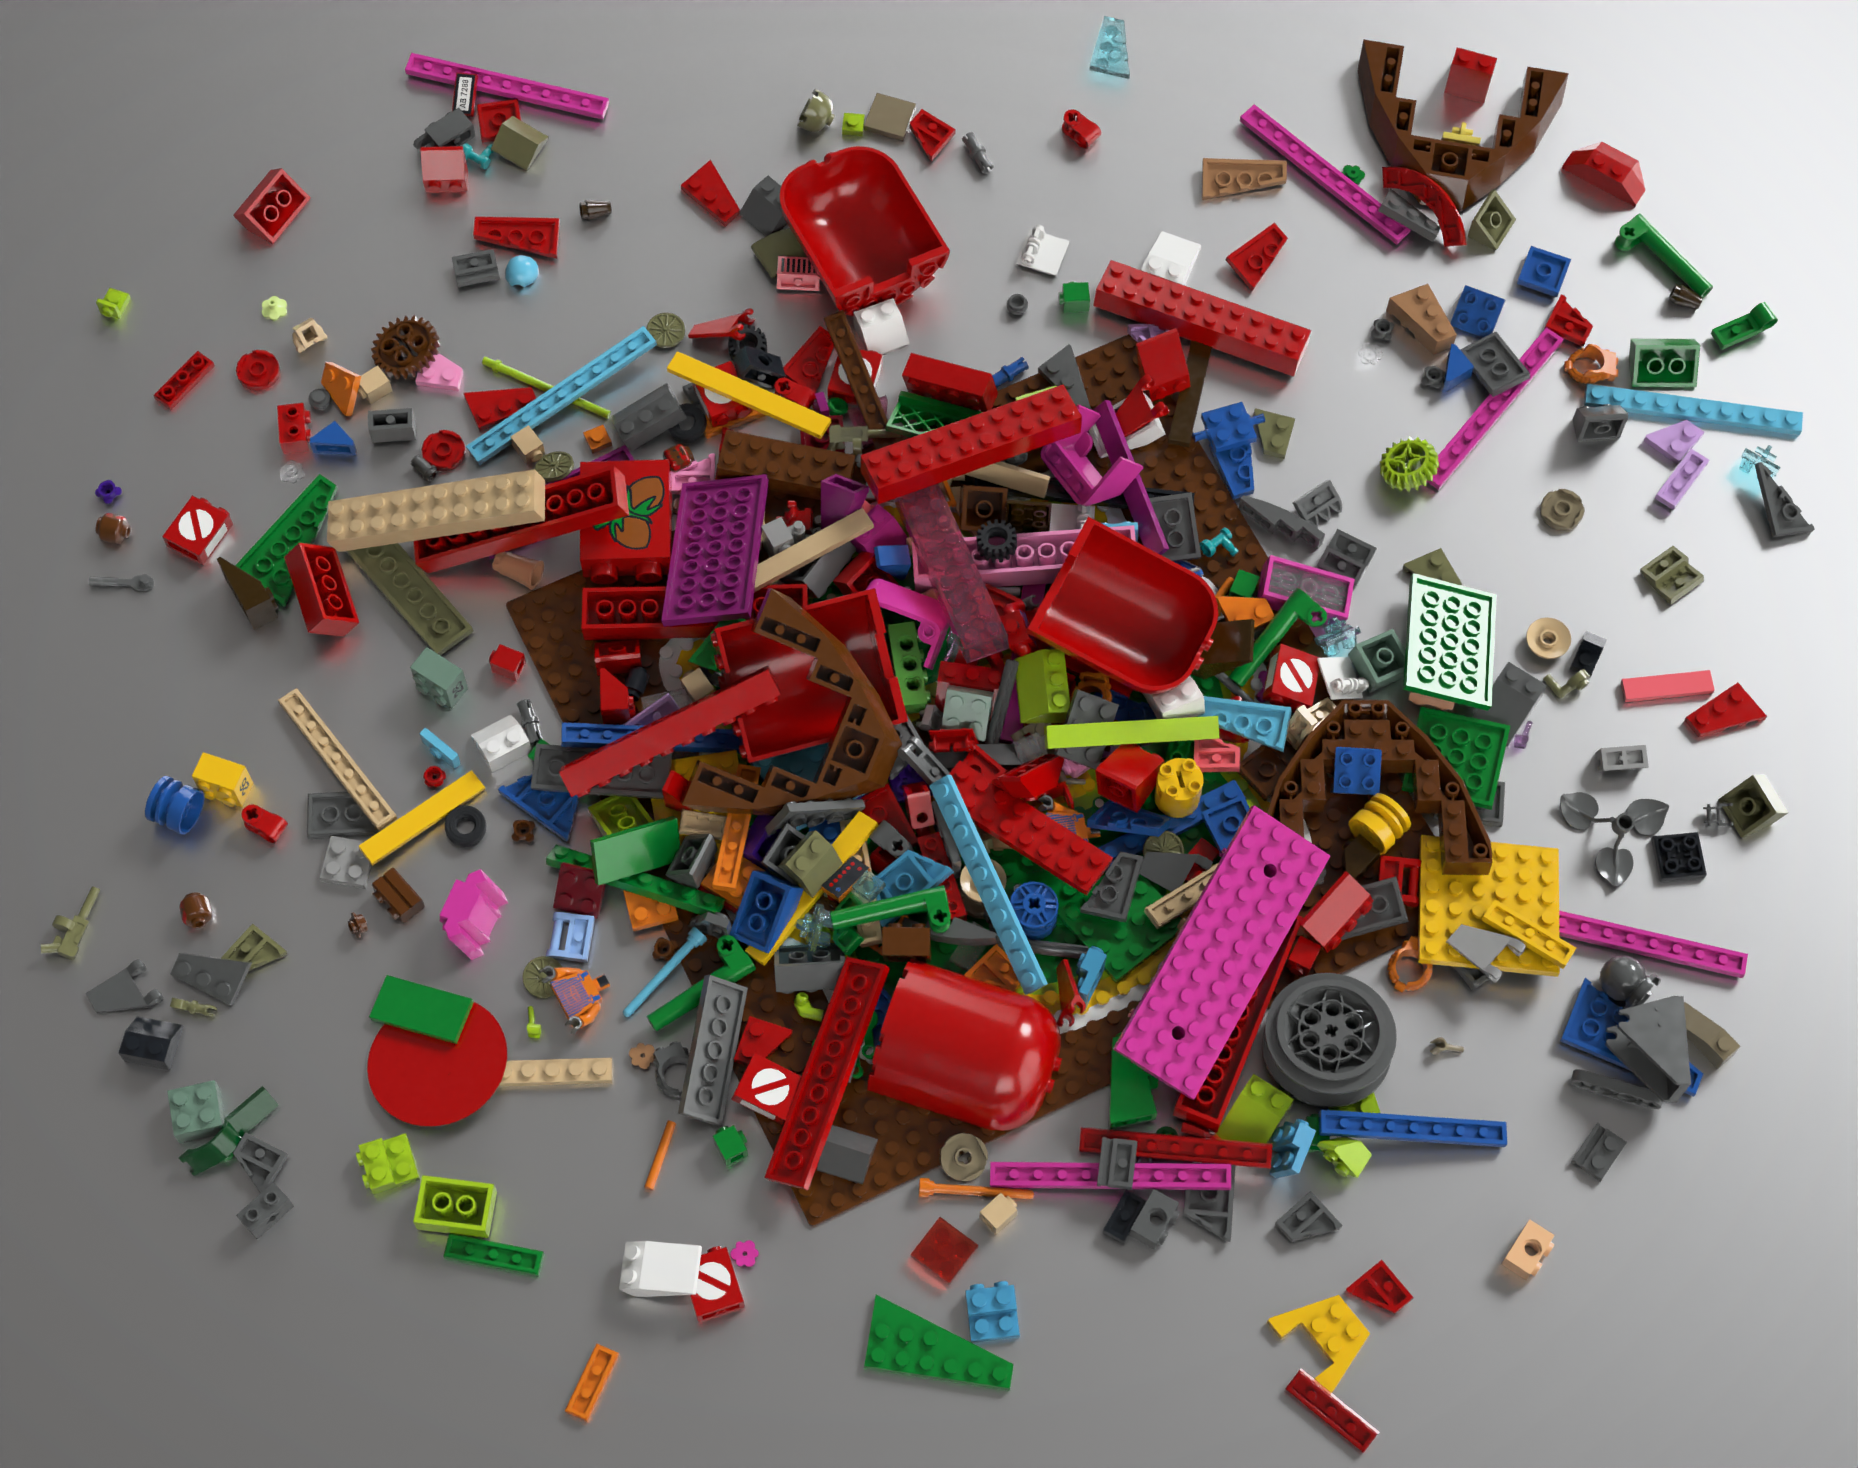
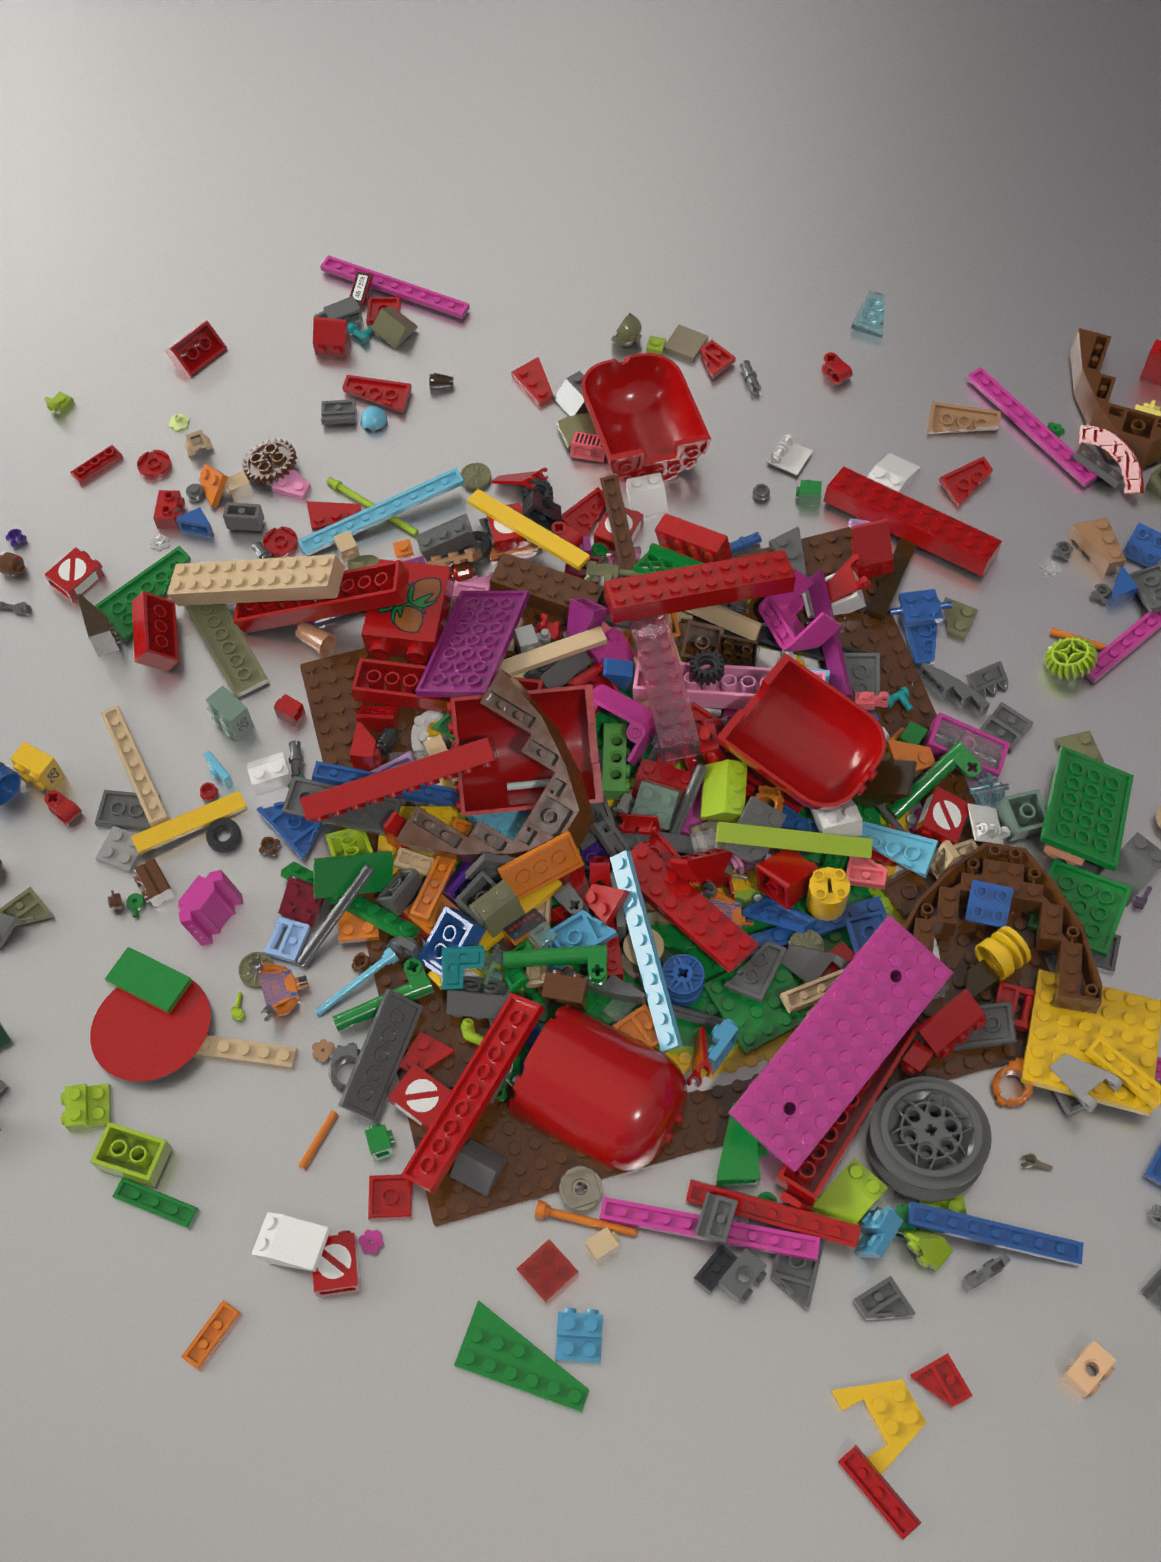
camera: 15 degrees right, 5 degrees down
(383, 927) = (135, 907): none -> green piece
(624, 901) = (335, 915): none -> dark grey axle
(672, 443) = (453, 557): none -> medium nougat wing
(754, 1203) = (389, 1197): none -> red tile
(778, 930) = (456, 960): none -> teal plate
(817, 711) = (527, 784): none -> light aqua bar
(853, 805) = (541, 865): none -> orange tile
(932, 836) = (605, 901): none -> red wing
(1187, 552) = (869, 700): none -> coral plate
(1397, 435) = (1062, 634): none -> orange bar
(1413, 1167) = (990, 1269): none -> dark grey wing

